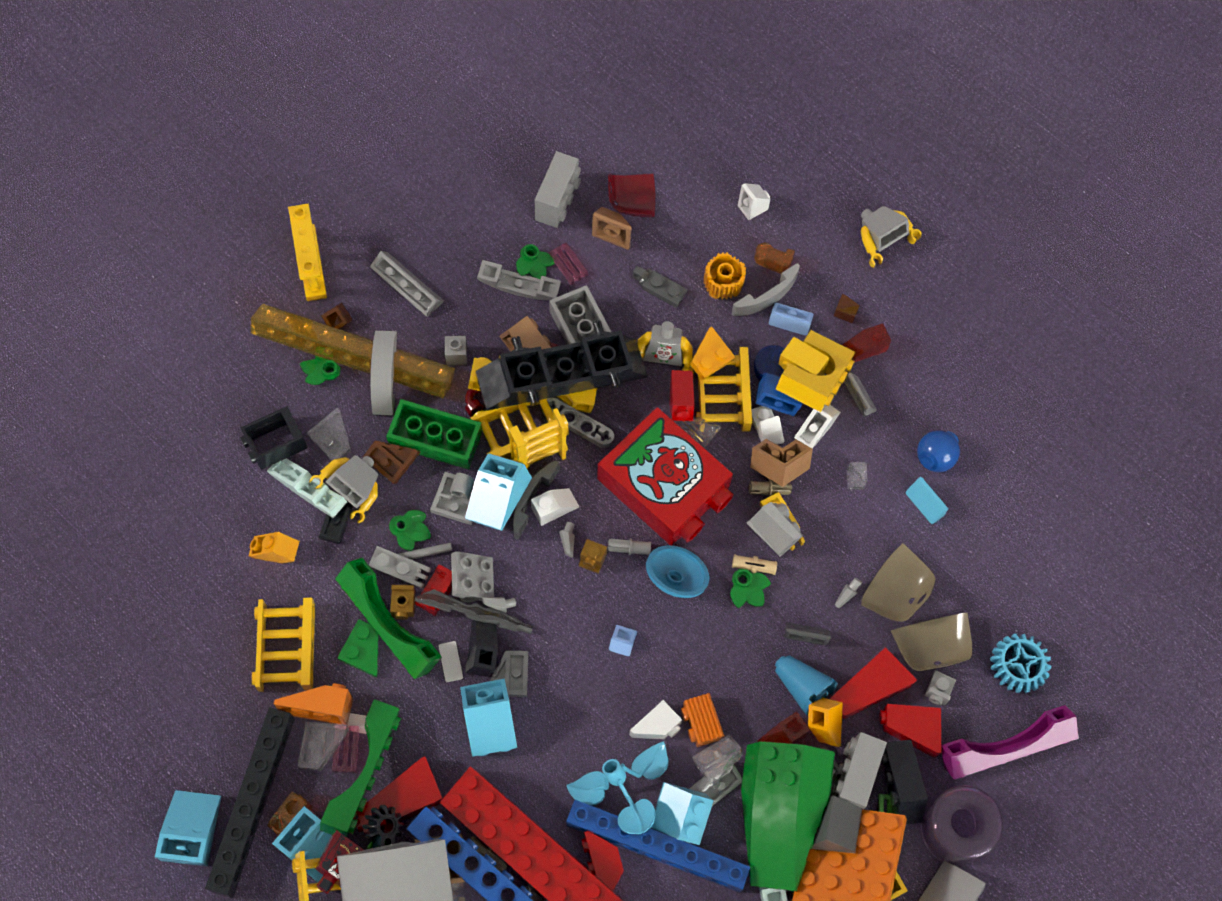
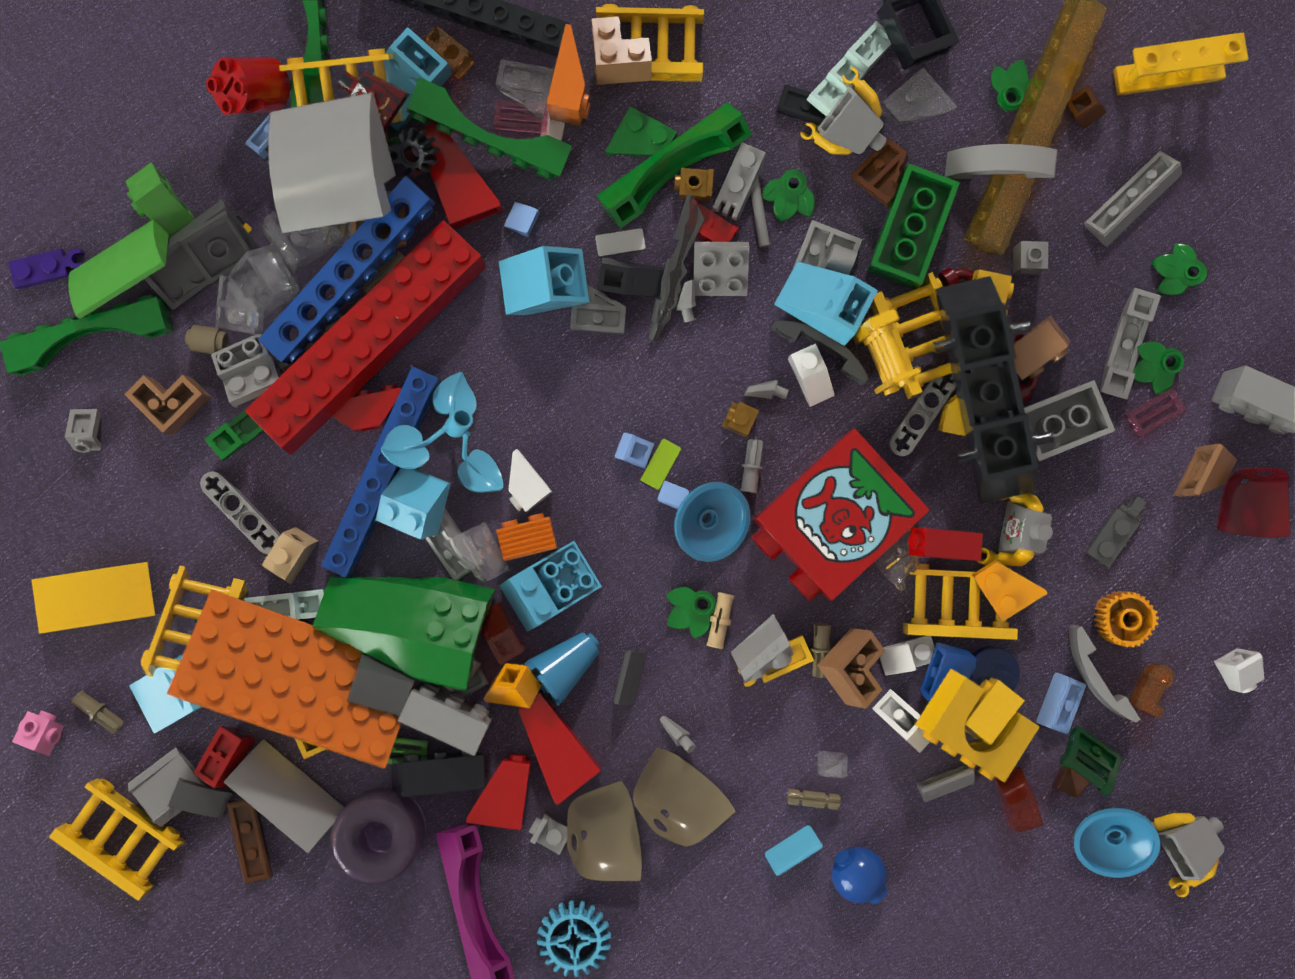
camera: 95 degrees right, 20 degrees up
(274, 547) = (772, 29): light orange slope -> none
(301, 665) = (616, 58): none -> medium nougat brick
(433, 742) = (522, 219): none -> light blue slope
(460, 253) = (1175, 270): none -> green plate
(632, 619) = (660, 464): none -> lime sticker
(658, 605) = (672, 494): none -> light blue slope
(741, 700) = (550, 586): none -> medium azure slope
(826, 293) = (1096, 755): none -> dark green plate
(885, 488) = (813, 799): none -> dark tan axle
(889, 275) = (1116, 853): none -> dark azure dish

